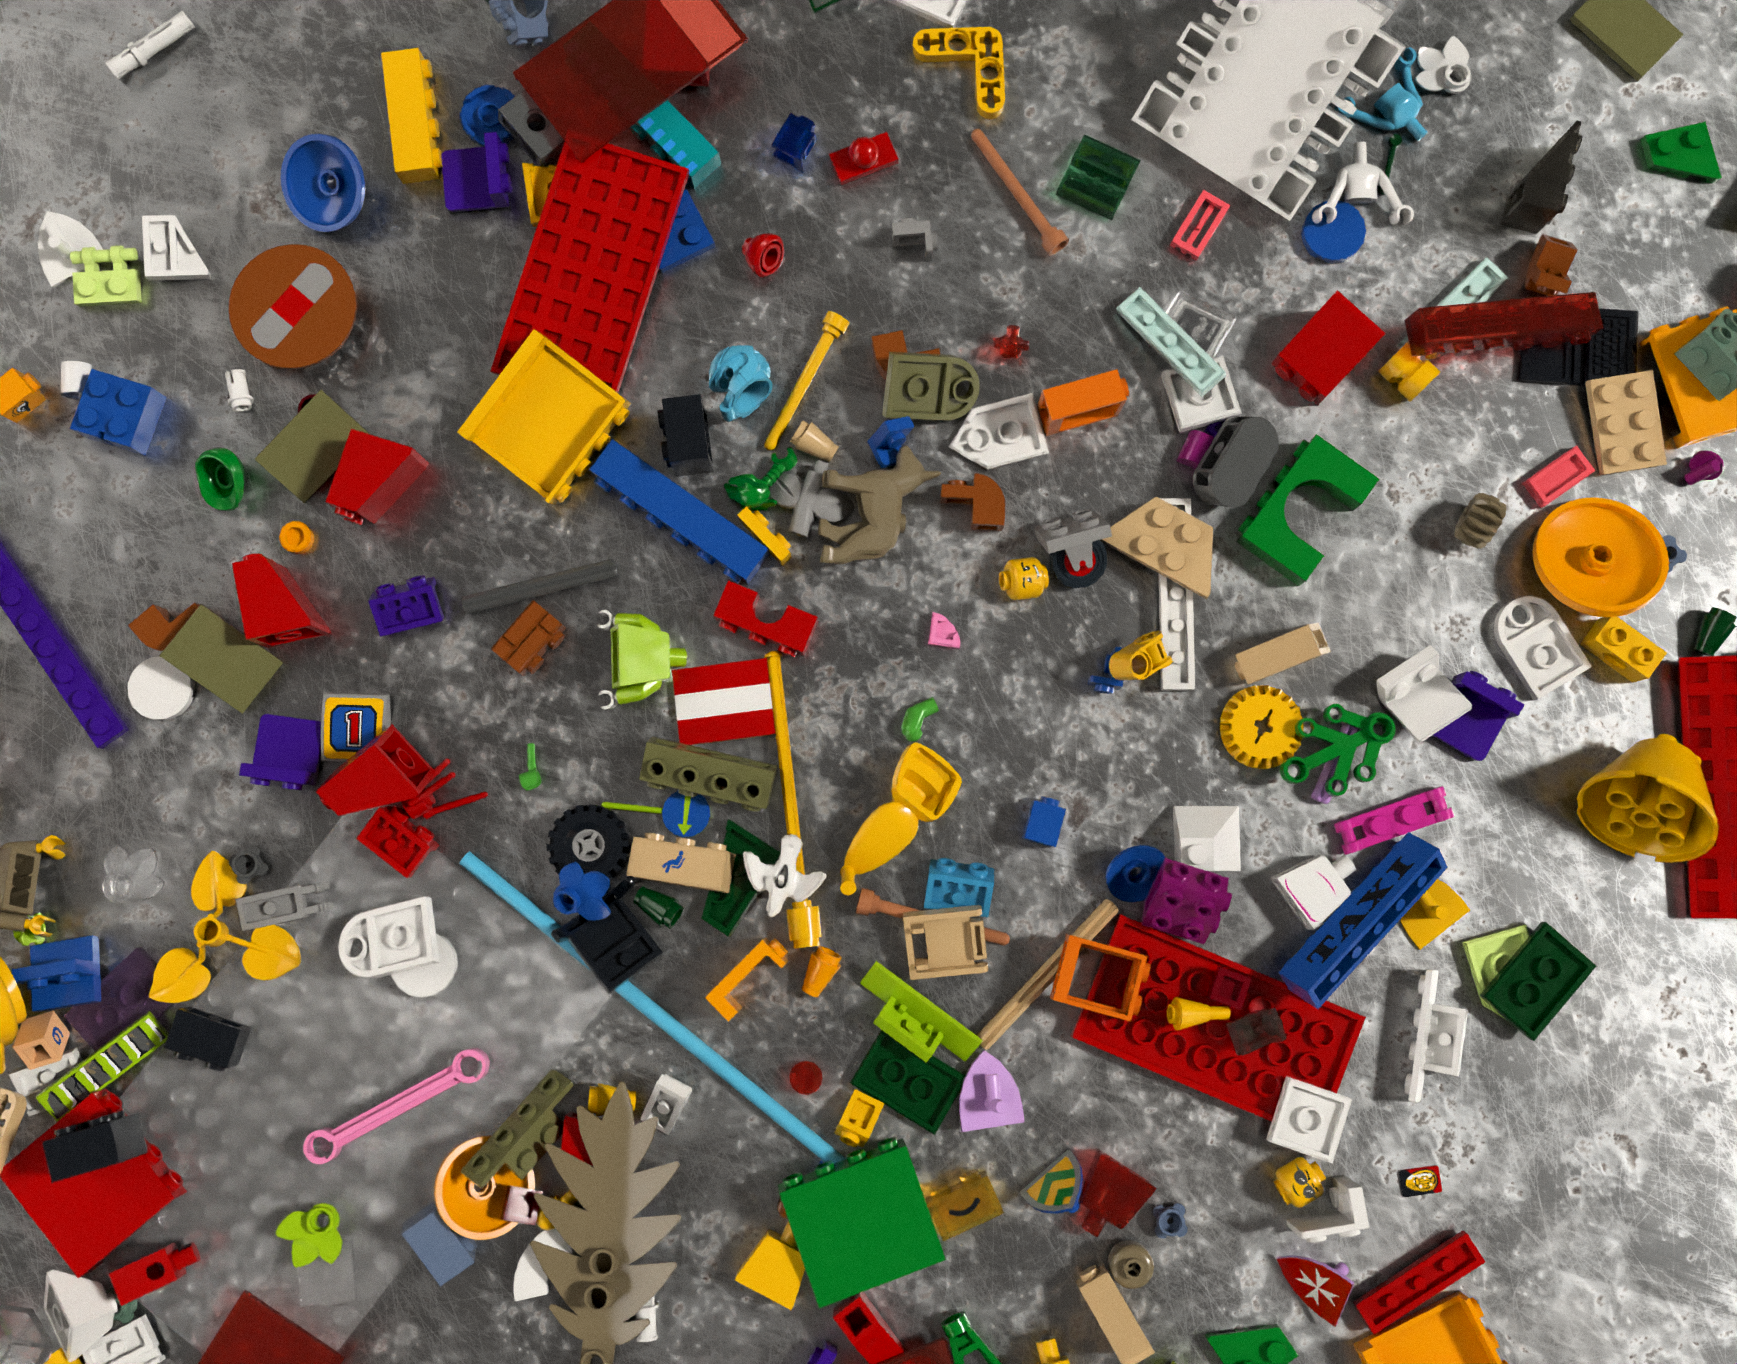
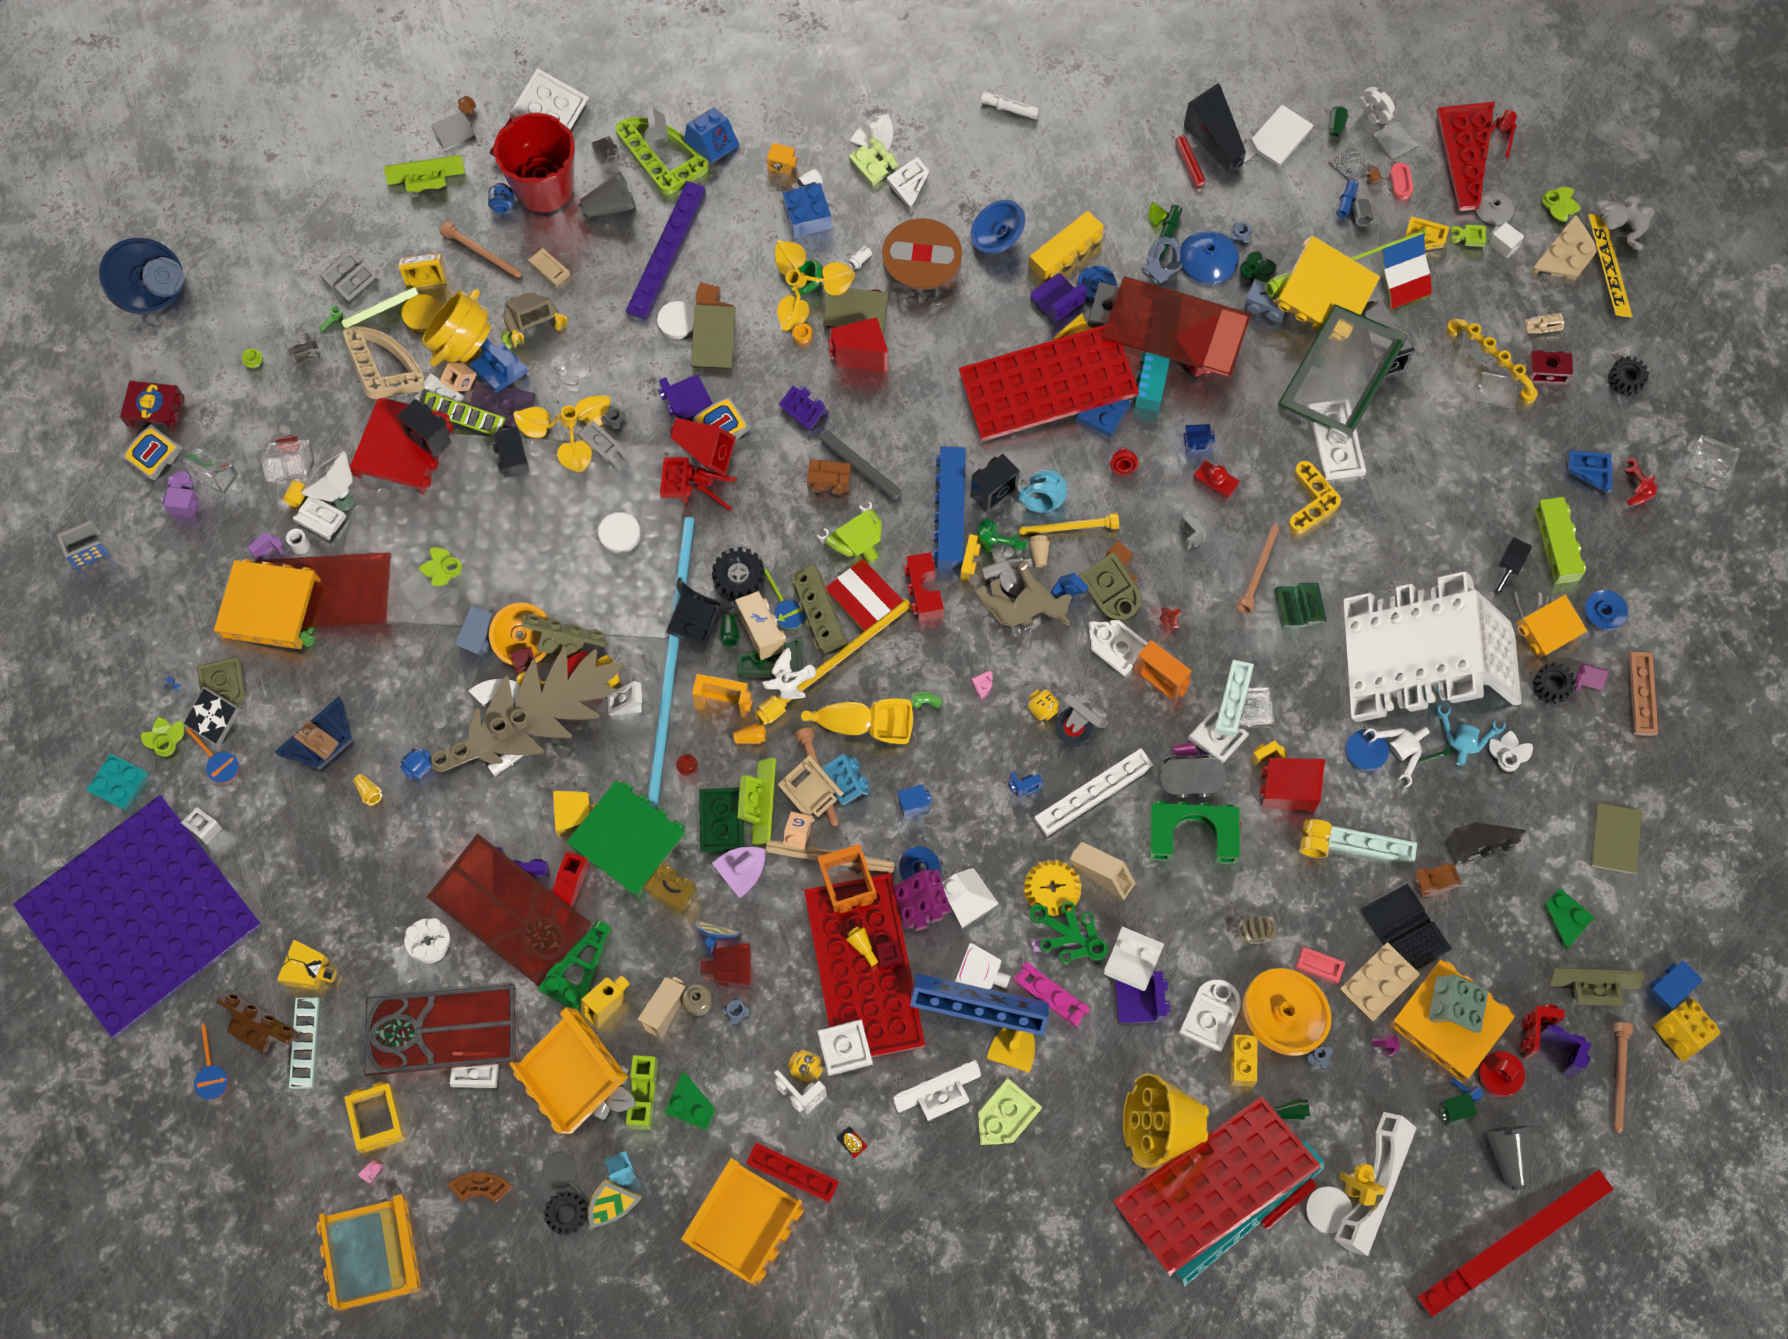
camera: 55 degrees right, 15 degrees down
(145, 1275) = (374, 500): red torso -> none
(176, 484) = (789, 258): none -> yellow plant
(274, 604) = (759, 342): red slope -> none
(392, 939) = (622, 508): white tile -> none
(395, 1106) = (535, 565): bright pink piece -> none
(530, 779) = (754, 525): bright green hand -> none
(545, 417) = (953, 408): yellow panel -> none
(585, 891) = (710, 583): blue plate -> none
(858, 1119) = (682, 805): yellow bracket -> none
(985, 498) = (1071, 658): dark orange brick -> none
(991, 996) = (797, 830): none -> light nougat brick
(1140, 658) = (1044, 790): yellow piece -> none
(1167, 543) = (1118, 765): tan wing -> none
(1186, 246) = (1315, 668): coral tile -> none
(1256, 1030) = (874, 982): clear smoke bracket -> none
(1261, 353) = (1264, 752): none -> yellow bracket
(1318, 1285) = (754, 1113): red shield -> none
(1503, 324) = (1380, 869): clear red brick -> none
(1538, 981) = (1013, 1132): dark green tile -> none

